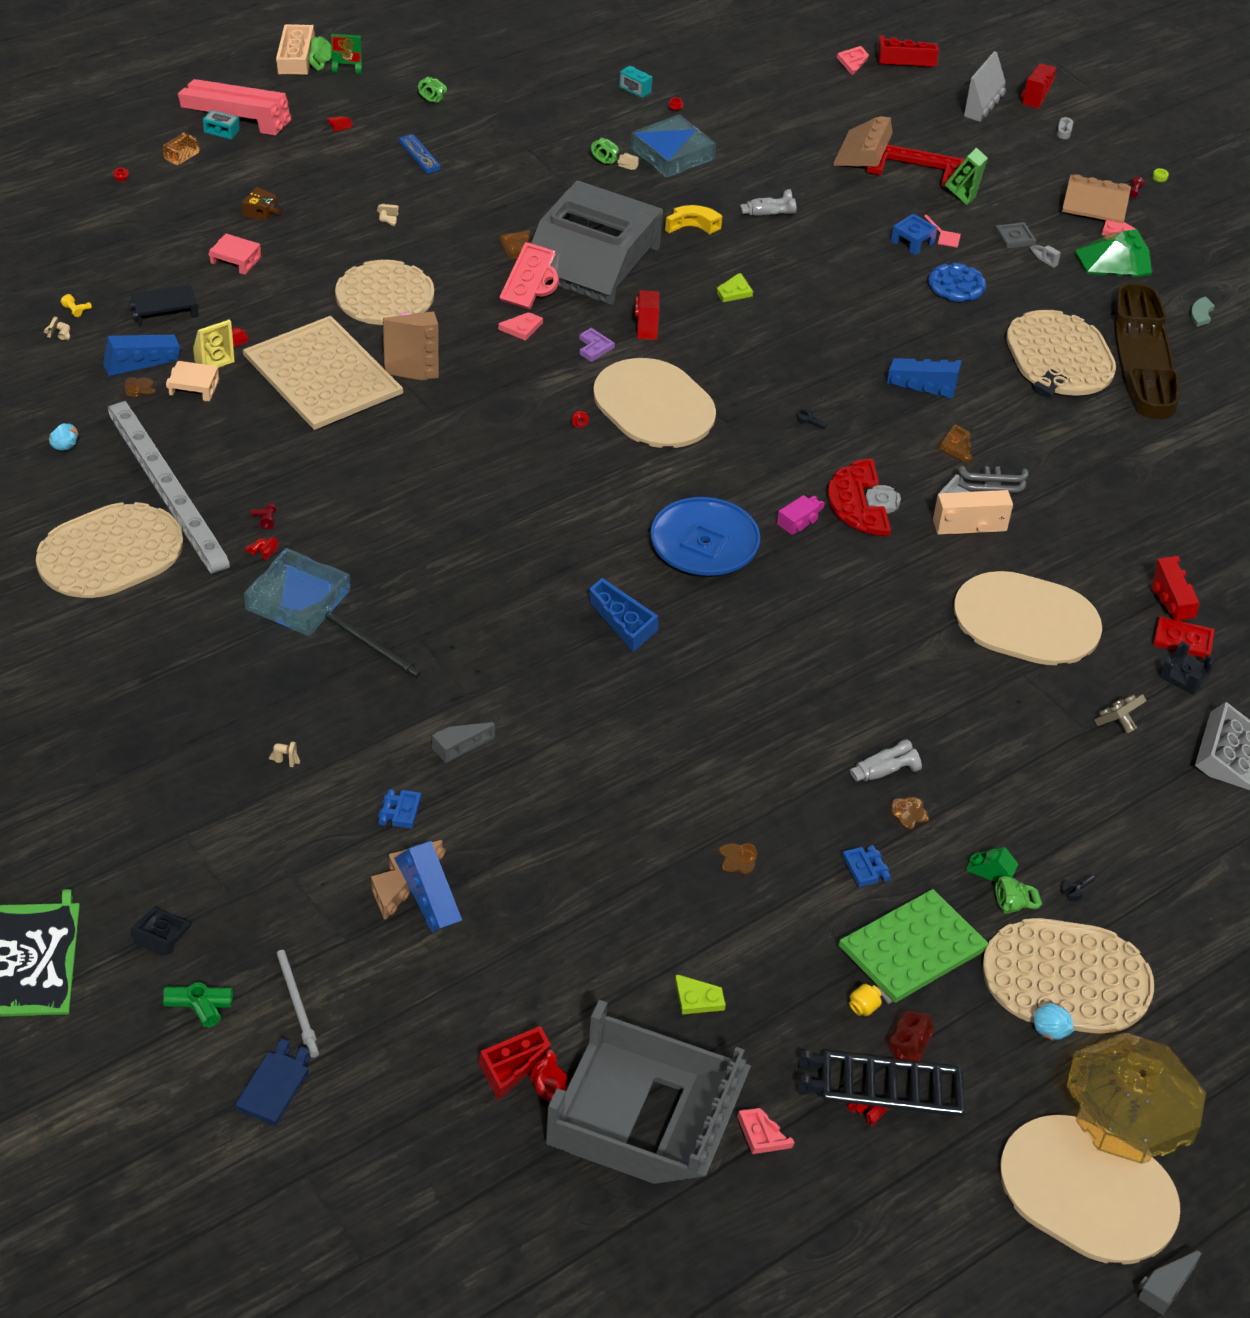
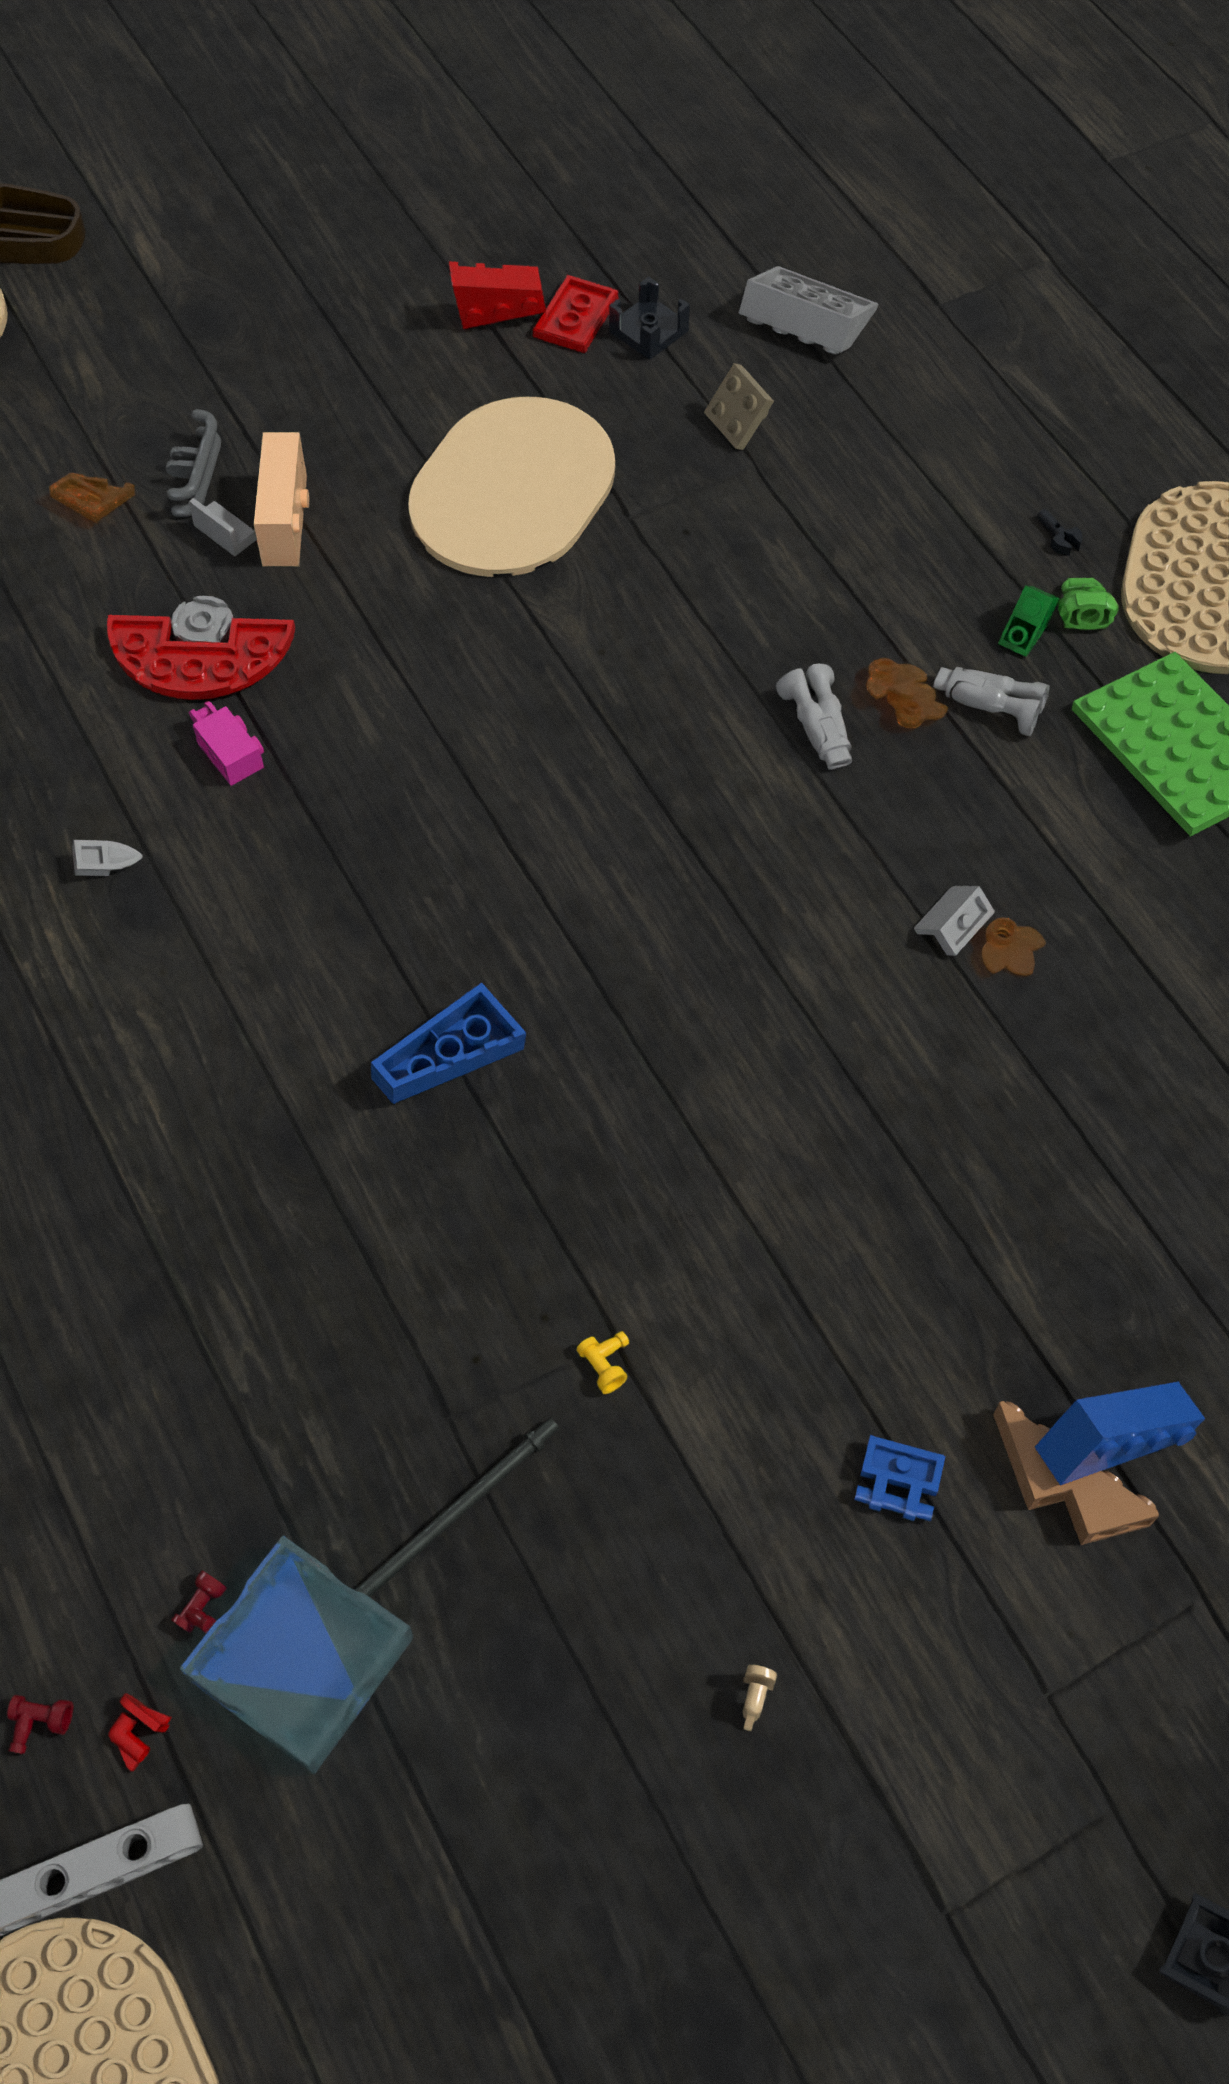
camera: 80 degrees left, 15 degrees up
(327, 560) = (193, 1613): none -> dark red piece
(444, 693) = (610, 1376): none -> yellow piece
(460, 739) = (741, 1367): dark grey slope -> none
(687, 523) = (256, 851): blue dish -> none
(715, 477) = (101, 857): none -> light grey plate
(751, 831) = (956, 917): none -> light grey panel
(861, 867) = (1029, 784): blue plate -> none
(925, 796) = (893, 677): none -> clear orange plate
(926, 841) = (993, 694): none -> light grey piece

